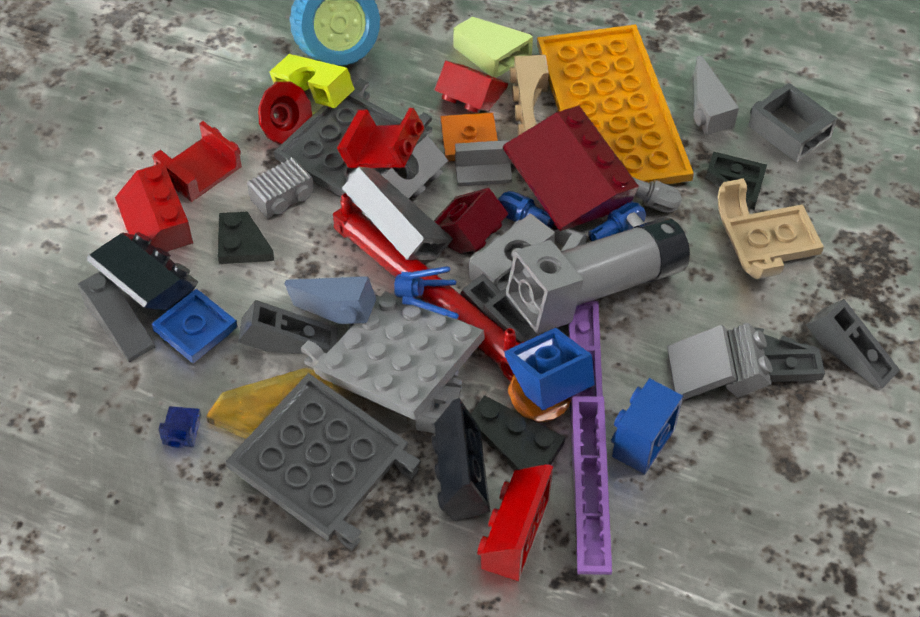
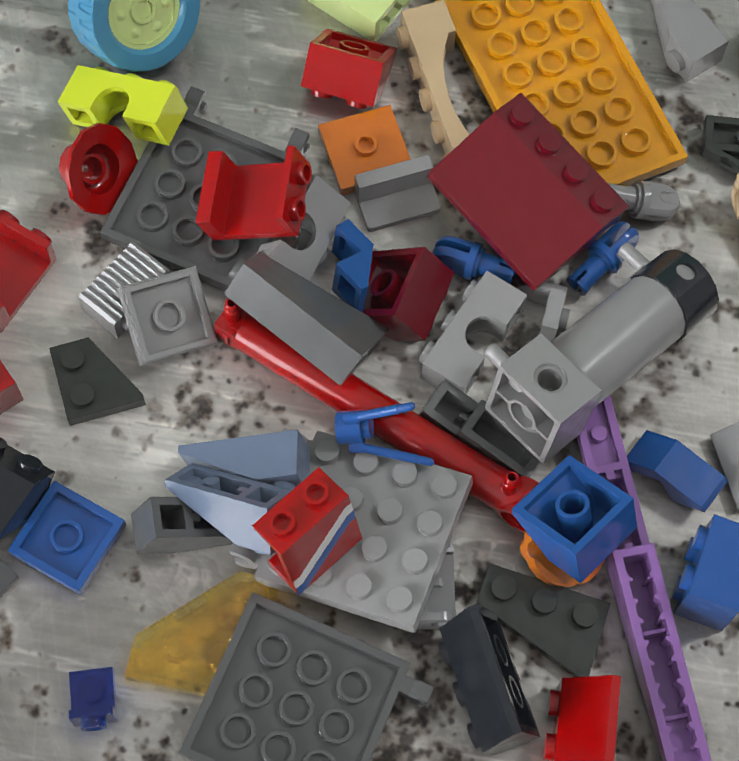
camera: 15 degrees left, 15 degrees up
(303, 204) = (167, 315): none -> light grey tile
(315, 319) = (227, 502): none -> sand blue slope
(355, 331) = (309, 530): none -> red panel
(438, 195) = (355, 259): none -> blue slope
(636, 360) = (680, 470): none -> blue slope

